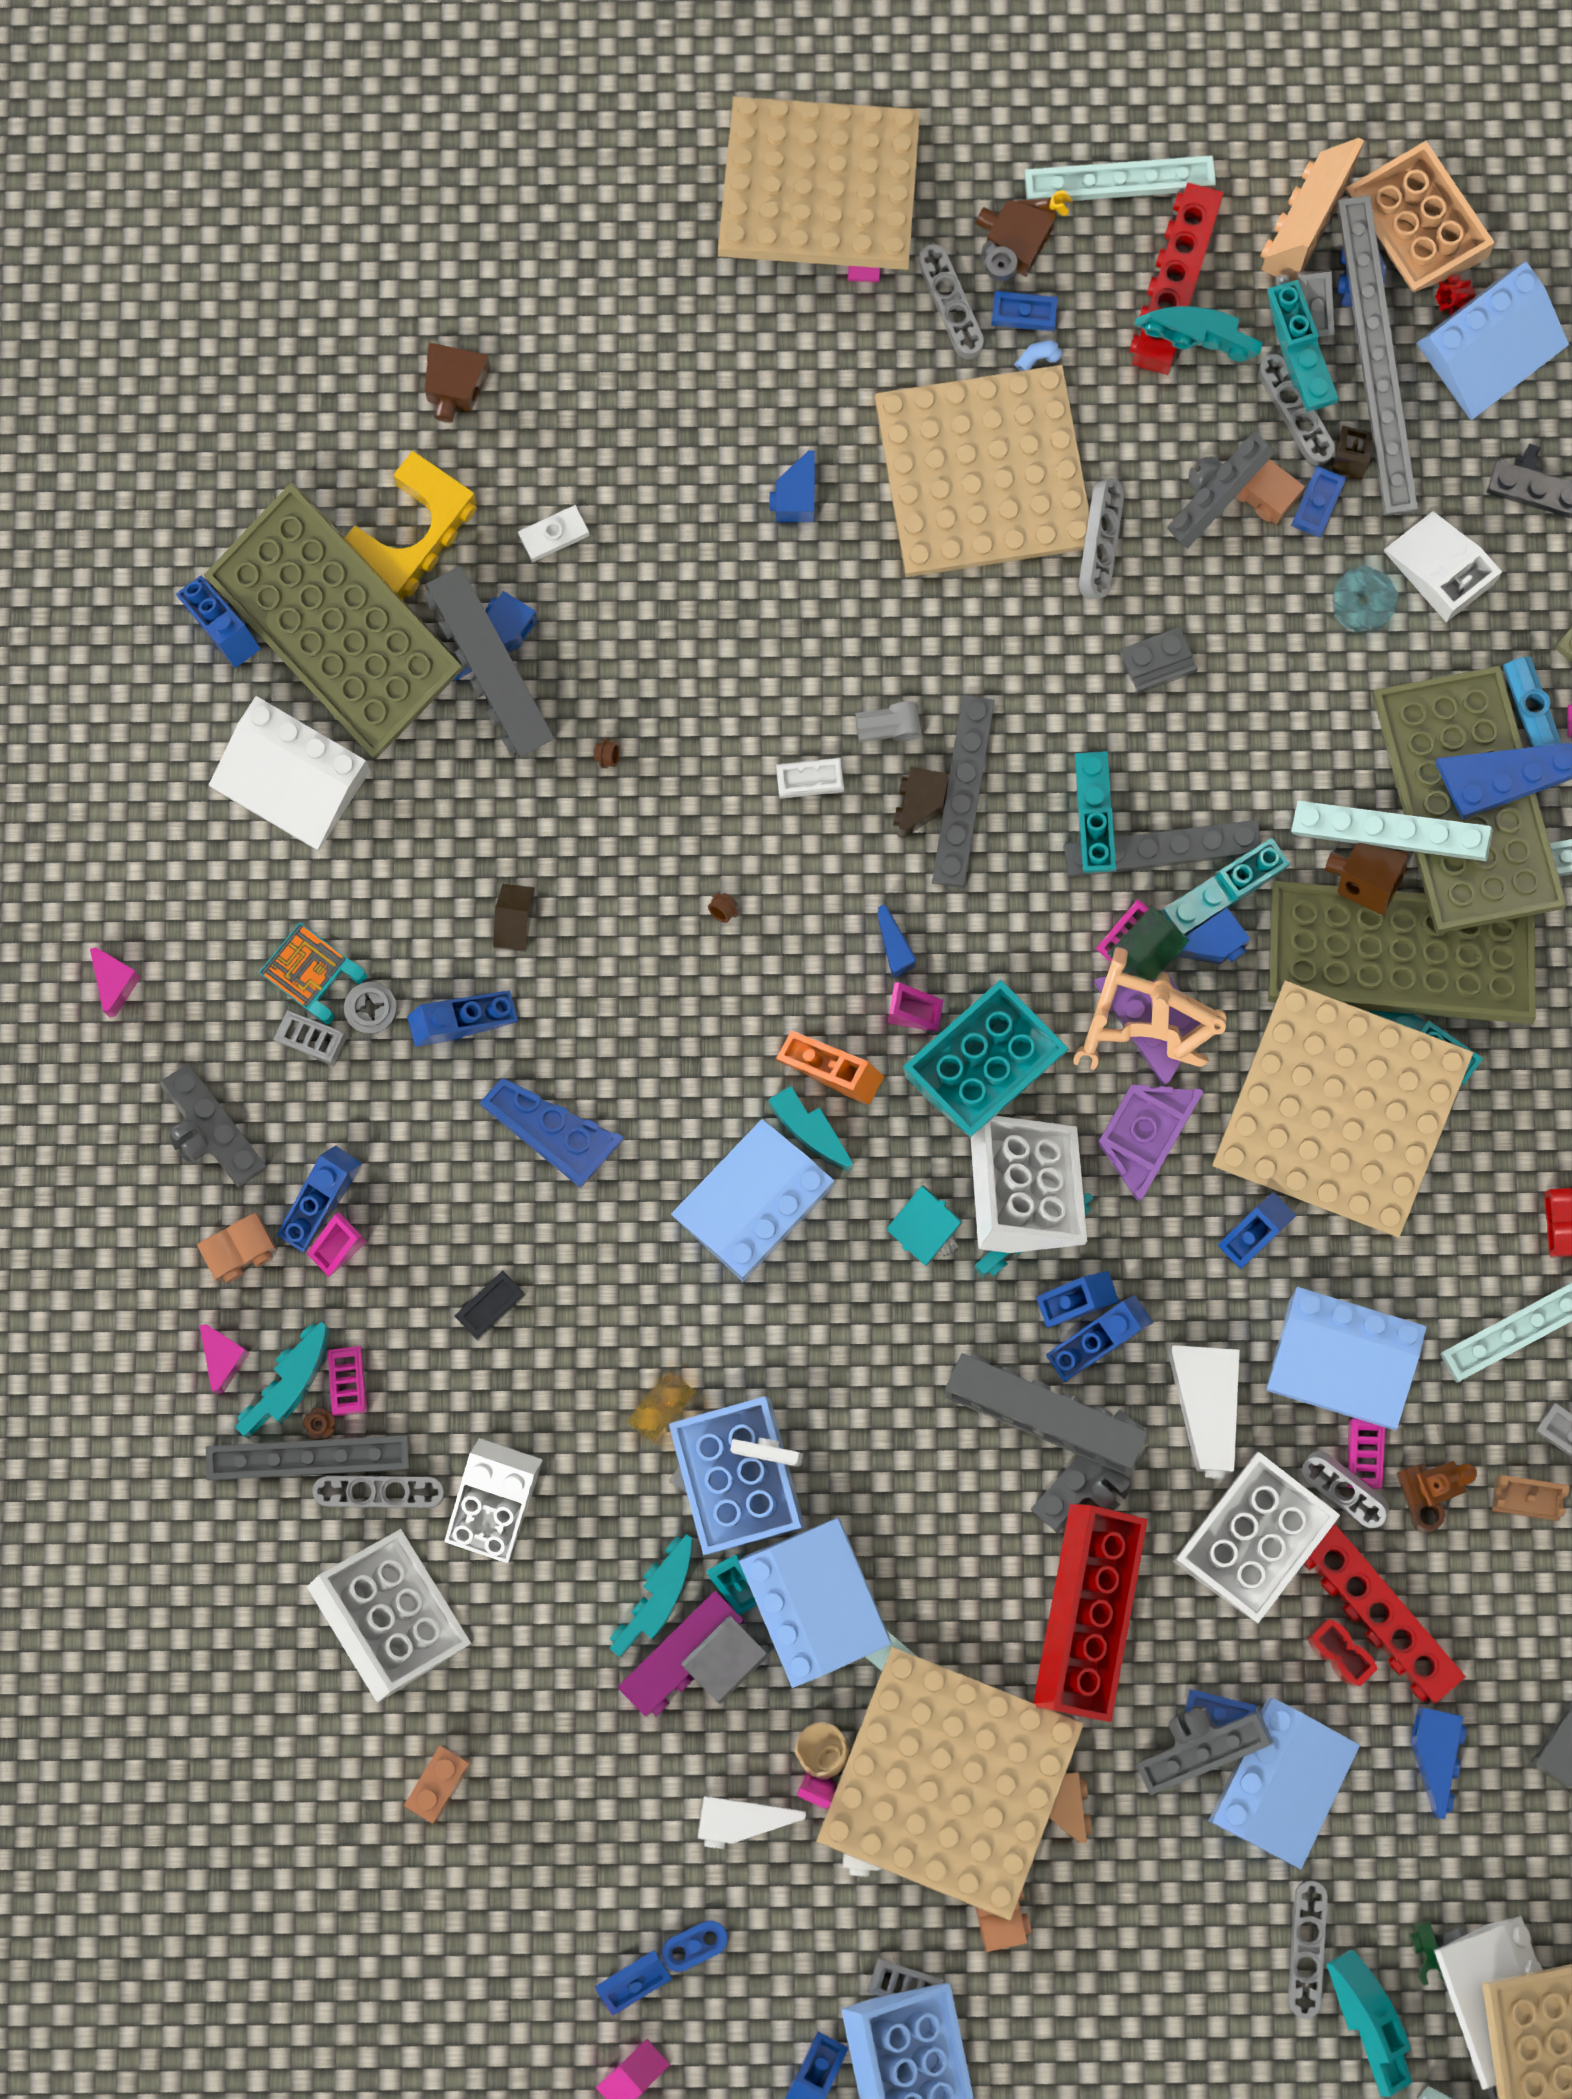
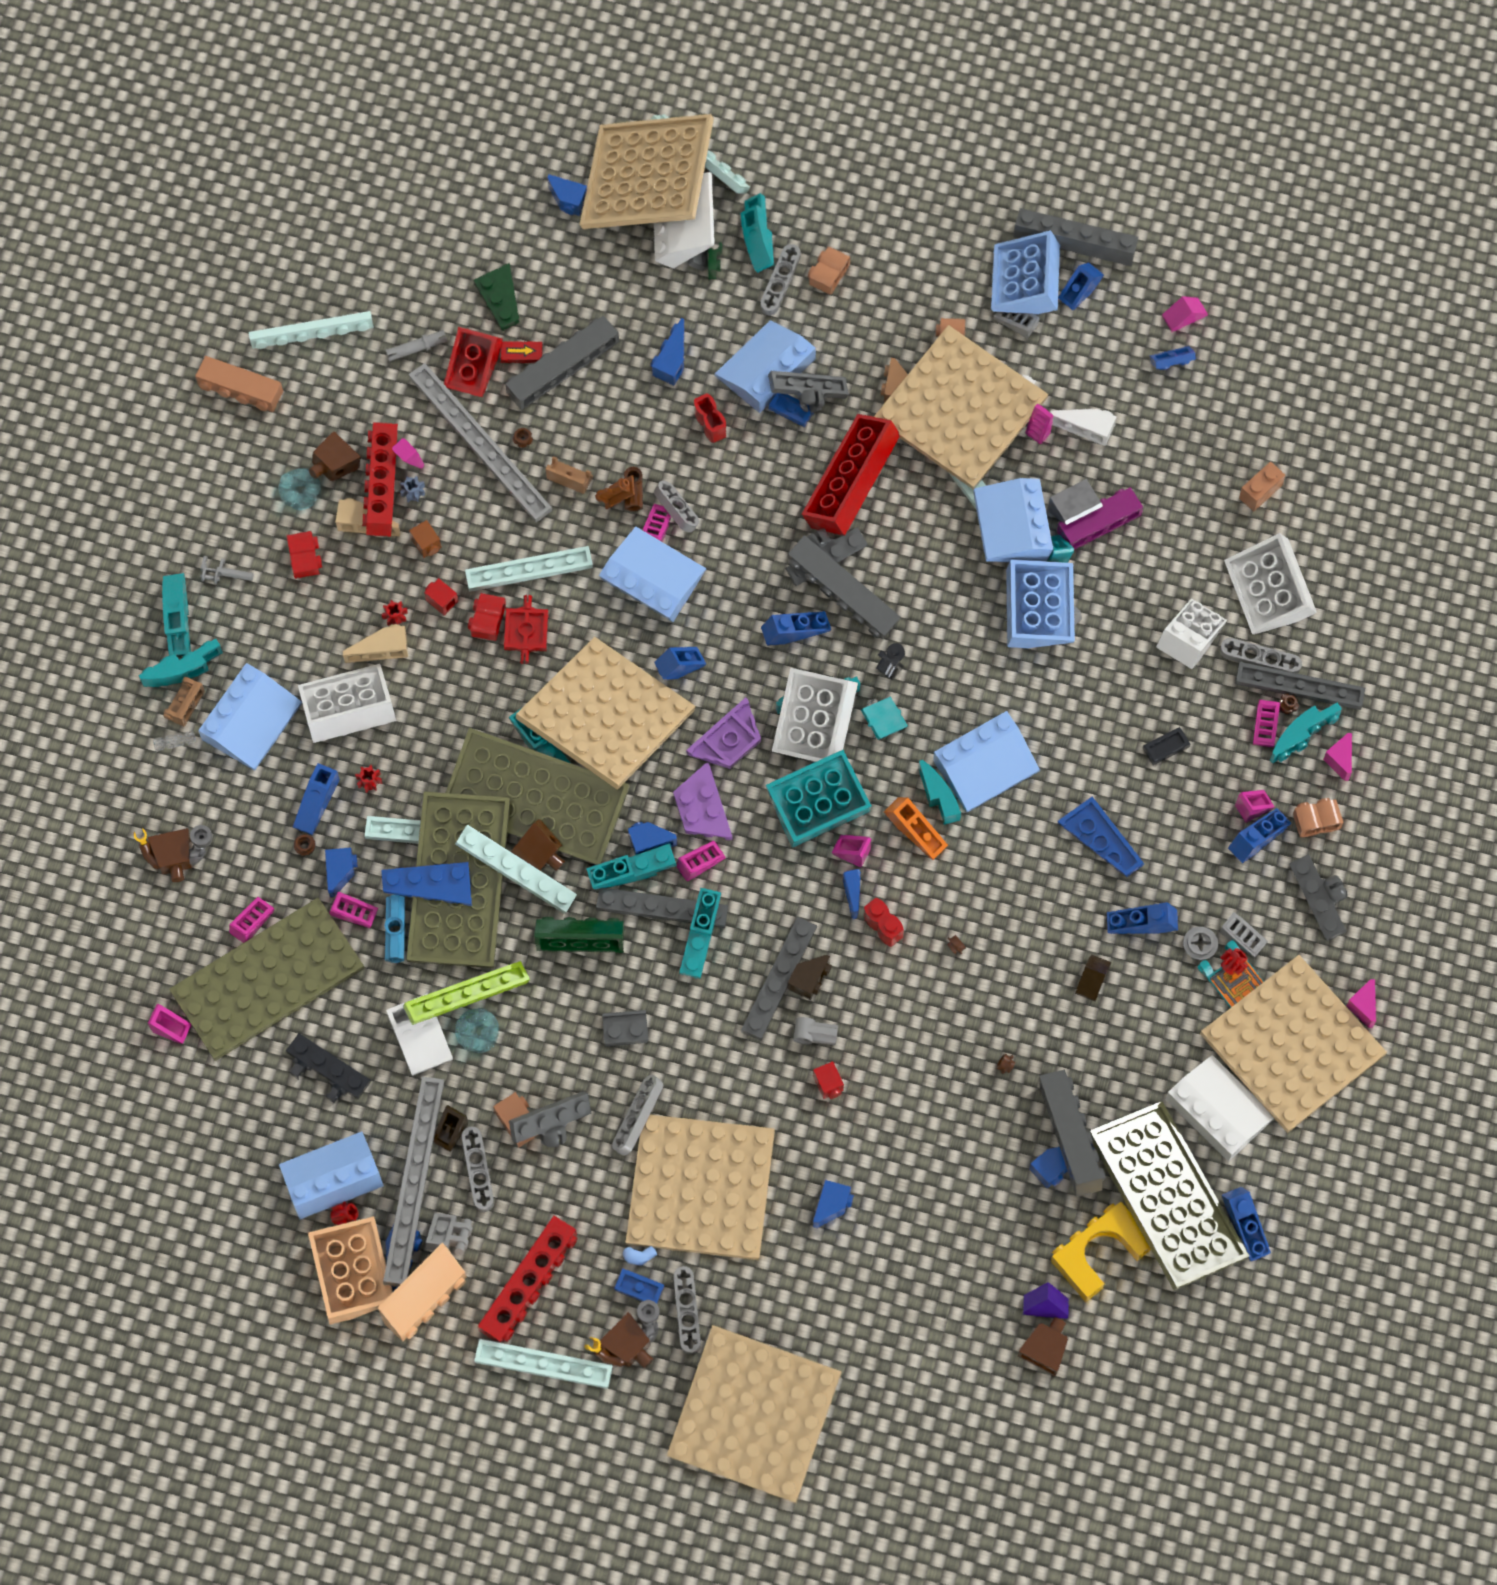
camera: 165 degrees left, 10 degrees down
(204, 896) = (1293, 1043): none -> tan plate
(313, 982) = (1234, 961): none -> red gear
(467, 436) = (1046, 1302): none -> dark purple slope
(553, 533) = (1003, 1223): white plate -> none
(661, 1407) = (1076, 656): clear yellow slope -> none
(665, 1585) = (1101, 555): teal slope -> none
(696, 1948) = (1131, 367): blue plate -> none
(766, 1450) = (1020, 601): white plate -> none
(809, 778) = (877, 1011): white plate -> none
(822, 1750) = (1030, 445): tan hair -> none
(829, 903) = (887, 925): none -> red brick
(850, 658) = (828, 1080): none -> red brick
(940, 1314) = (891, 661): none -> black hips
(1077, 1299) = (802, 651): blue slope -> none
(1151, 945) = (694, 838): clear green brick -> none
(1162, 996) = (695, 799): light nougat piece -> none
(1195, 325) = (529, 1231): teal slope -> none
(1208, 1399) = (741, 576): white slope -> none
(1234, 1986) = (829, 270): none -> nougat brick
(1256, 1537) = (740, 490): white slope -> none
(1267, 766) = (579, 935): none -> dark green slope
(1300, 346) = (462, 1198): teal slope -> none
(1318, 502) = (482, 1103): blue plate -> none
(1398, 628) = (466, 992): none -> lime plate
(1443, 1672) = (696, 481): red brick -> none
(1505, 1219) = (526, 629): none -> red plate

